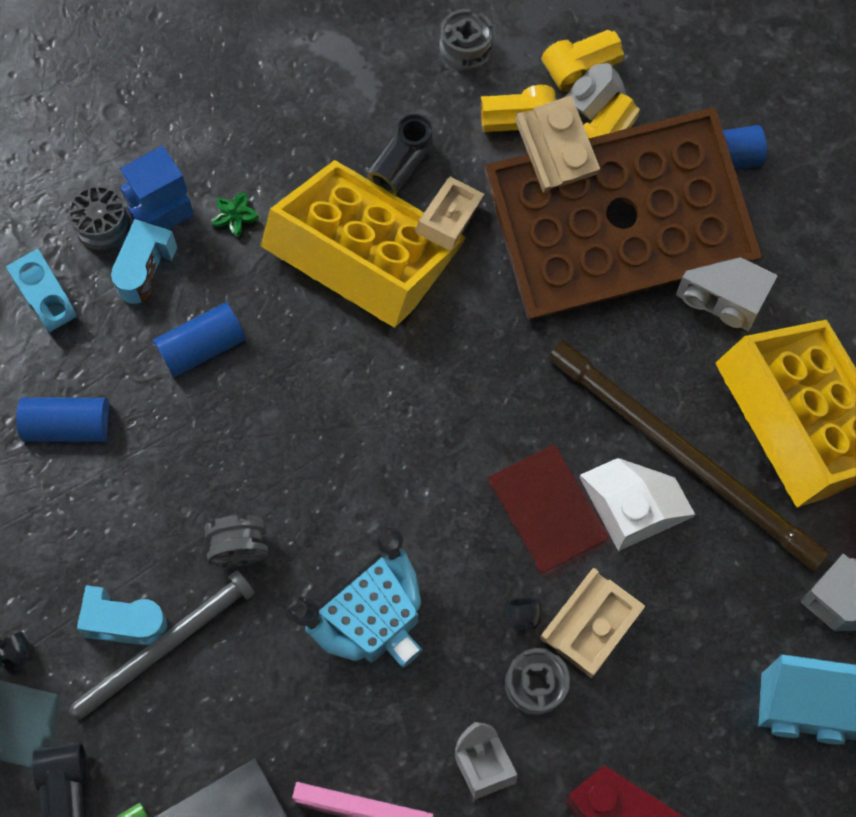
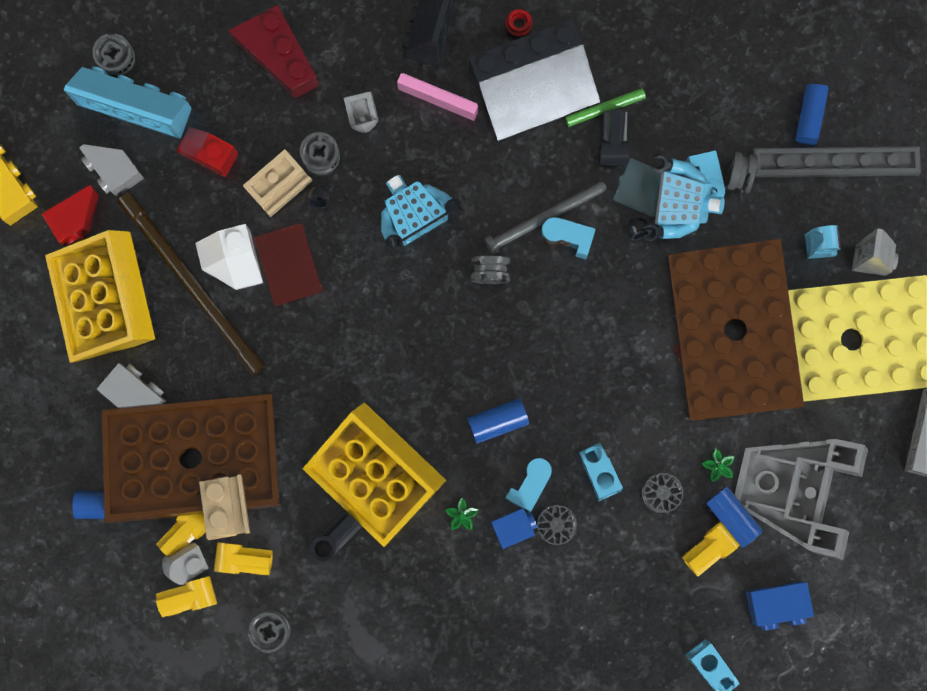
camera: 170 degrees left, 15 degrees up
(62, 419) = (594, 379): blue brick -> none
(449, 213) = (310, 481): tan plate -> none
(714, 652) = (208, 151): none -> red slope

